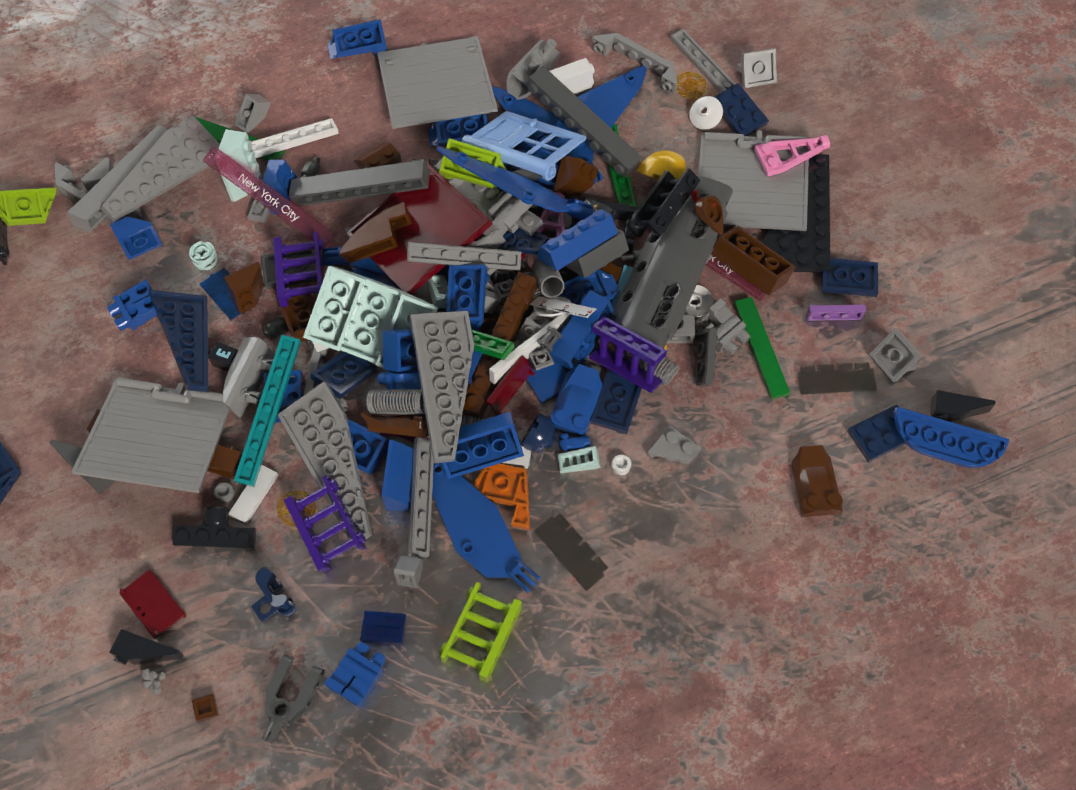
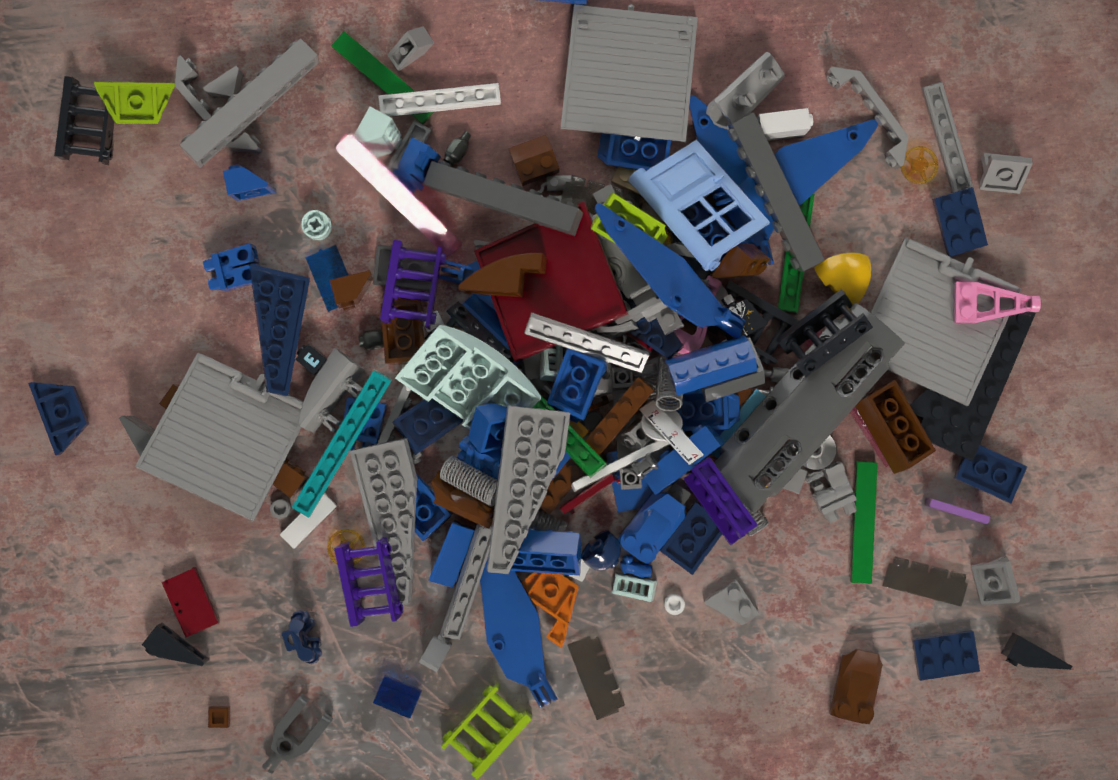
camera: 25 degrees right, 25 degrees up
(153, 680) = (177, 678): light grey plant -> none
(167, 164) = (311, 93): light grey wing -> none
(214, 532) = (262, 549): black plate -> none
(356, 674) = (368, 731): blue hips -> none
(706, 355) = (804, 514): dark grey wing -> none
(709, 119) = (930, 213): white dish -> none
(709, 211) = (865, 373): reddish brown piece -> none
(948, 440) = (1006, 690): blue plate -> none

